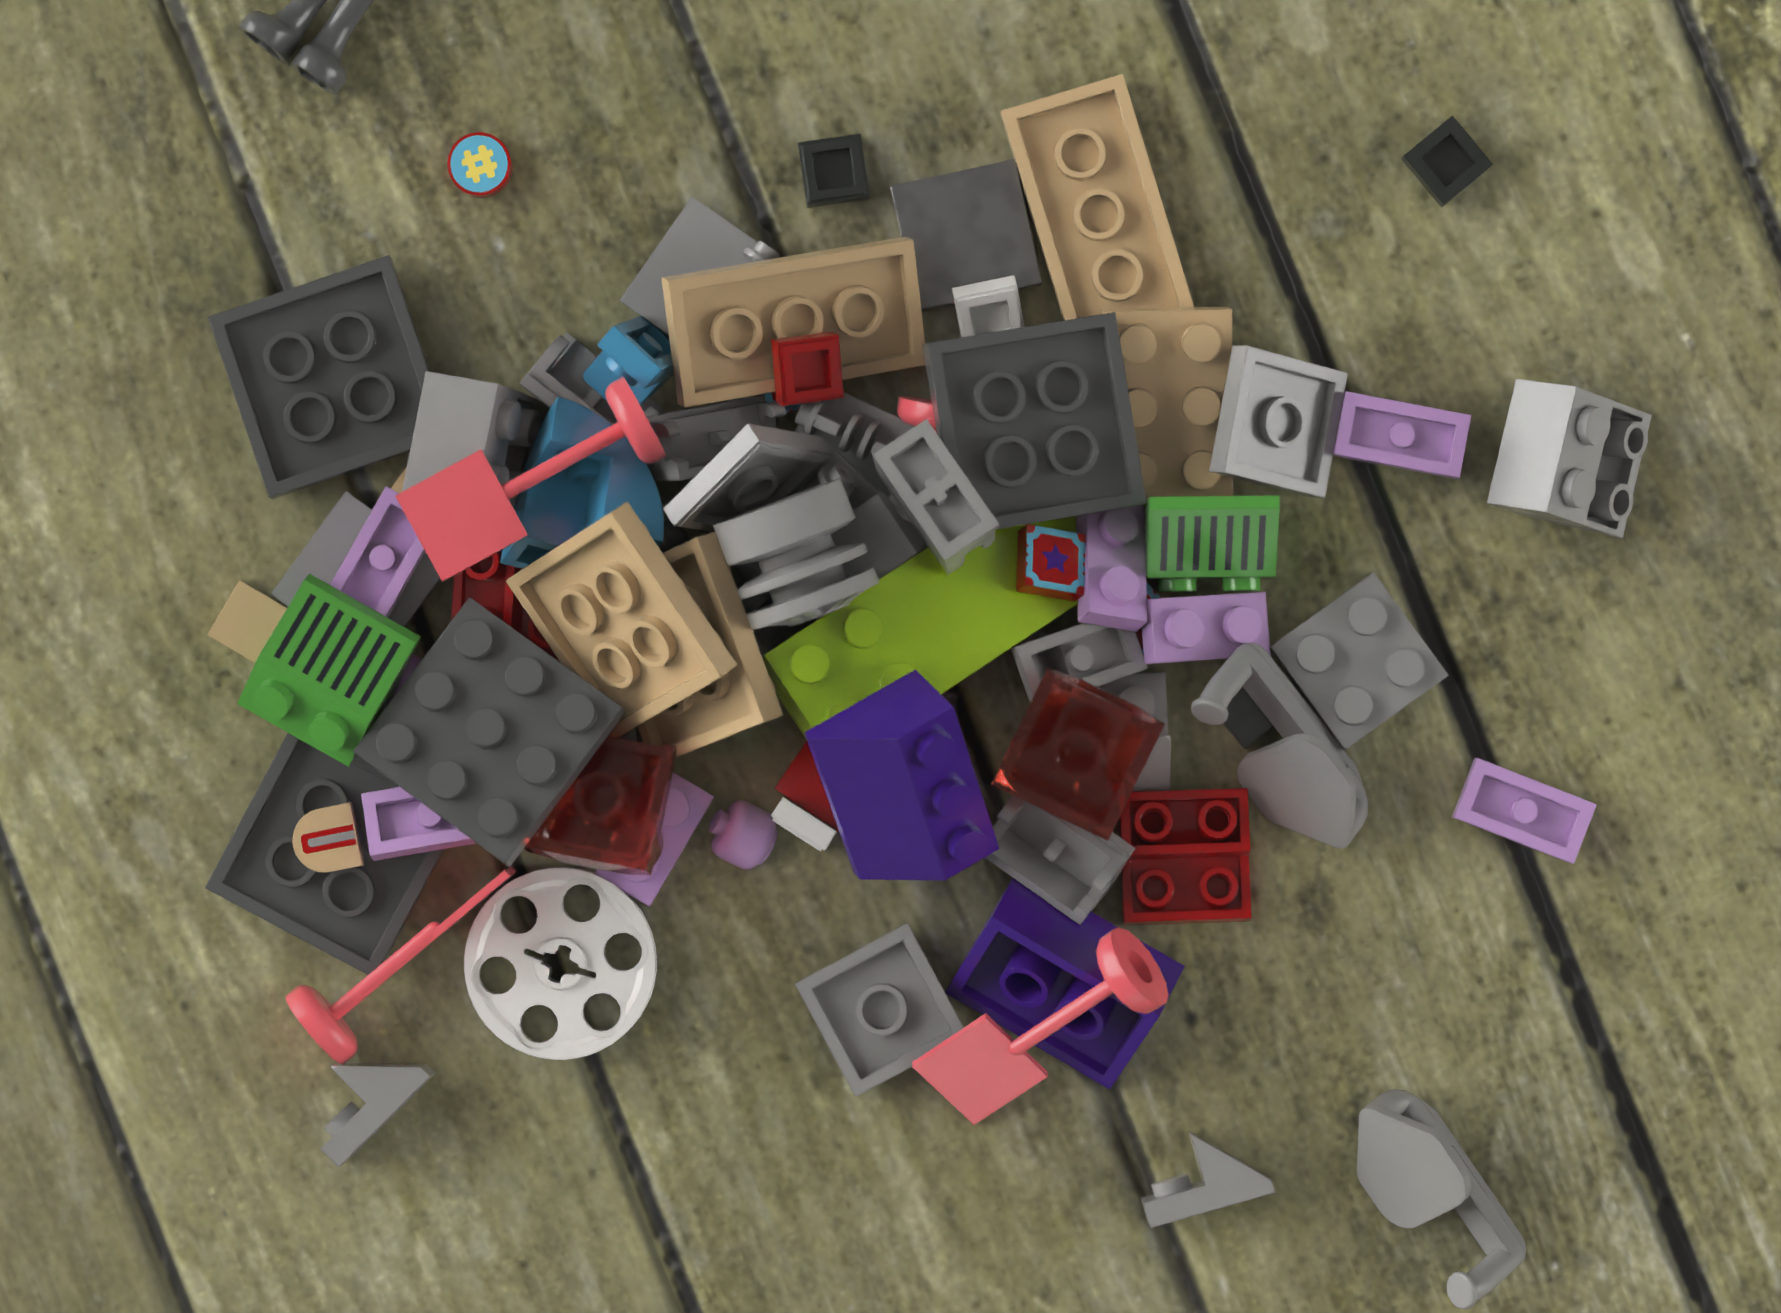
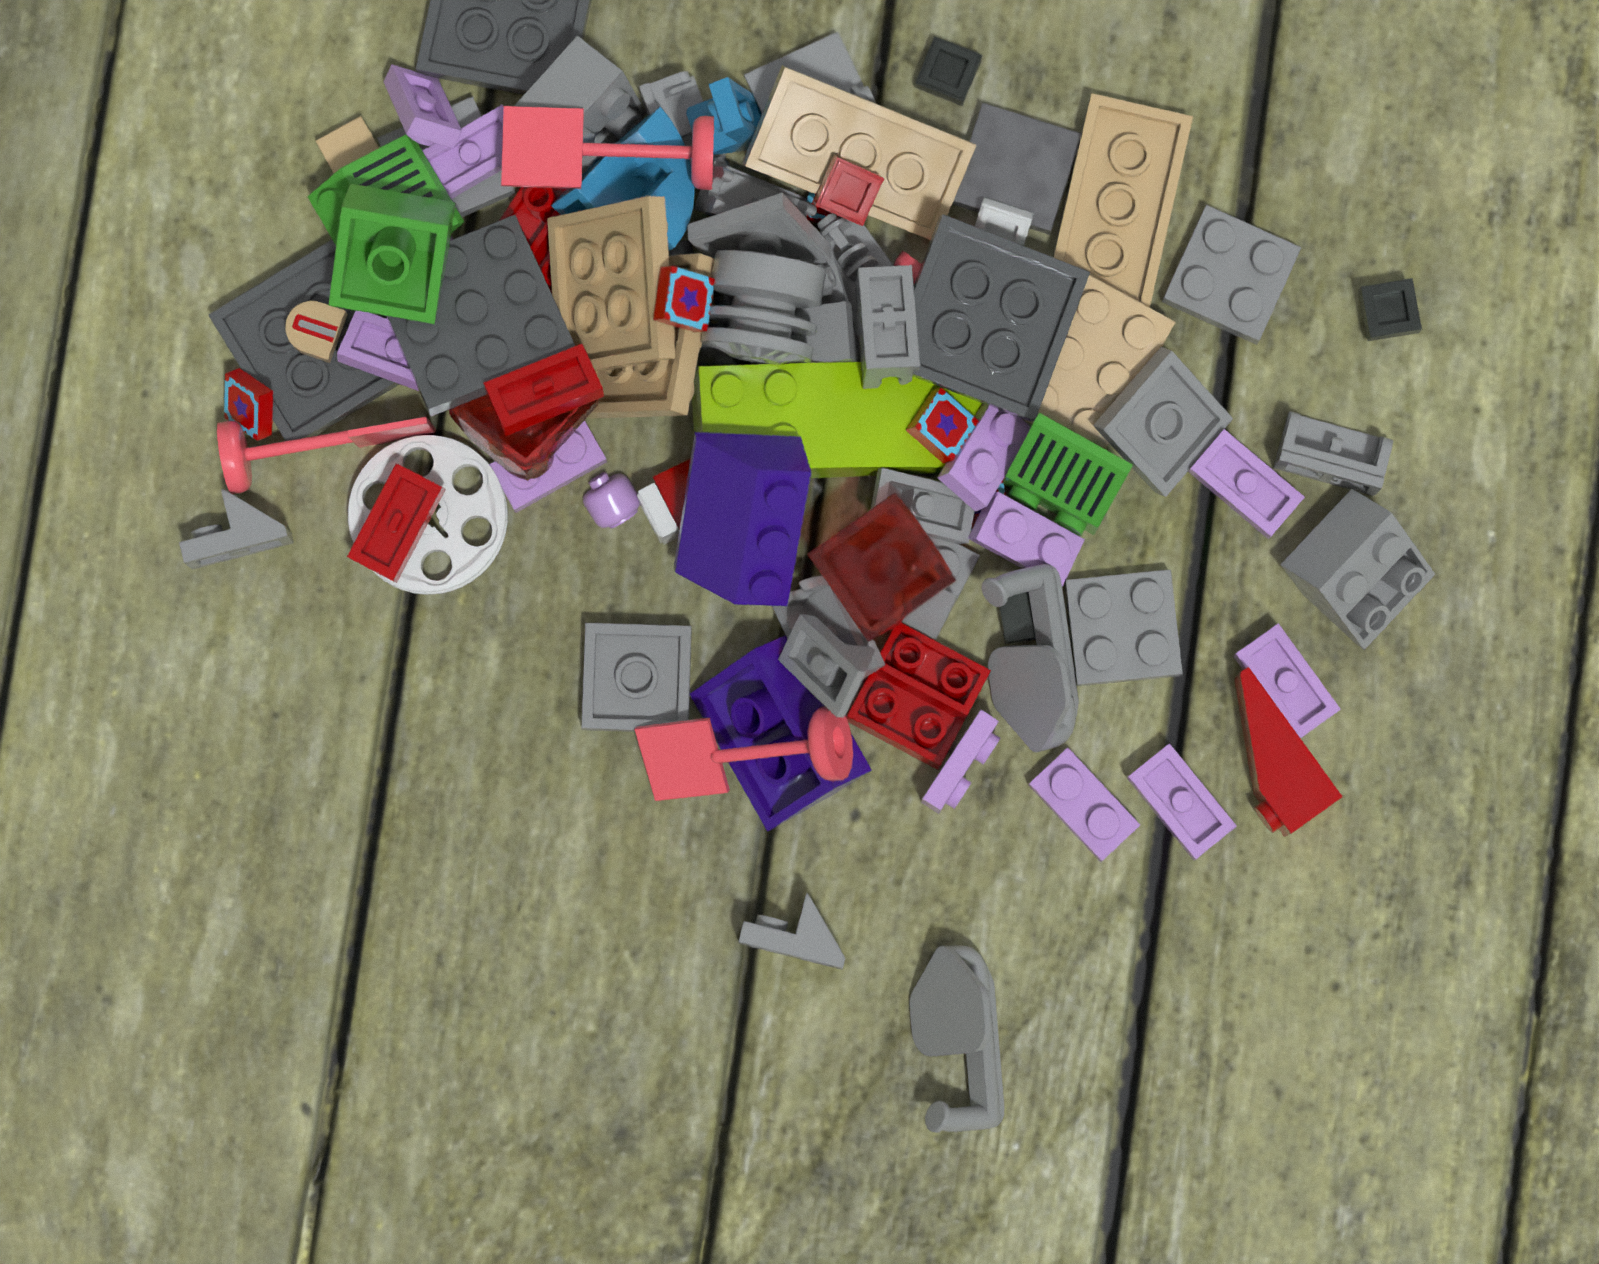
camera: 25 degrees right, 5 degrees down
(302, 537) = (422, 107): none -> lavender plate
(304, 958) = (248, 403): none -> red tile
(369, 721) = (391, 253): none -> bright green slope
(536, 995) = (396, 522): none -> red plate
(613, 771) = (543, 389): none -> red plate
(711, 599) = (683, 299): none -> red tile
(1079, 892) = (825, 663): none -> light grey slope
(1258, 218) = (1231, 274): none -> light grey plate
(1272, 930) = (976, 744): none -> lavender plate
(1423, 871) = (1084, 804): none -> lavender plate
(1474, 348) = (1333, 454): none -> light grey hinge
(1562, 621) = (1288, 680): none -> lavender plate
(1608, 716) = (1281, 767): none -> red slope

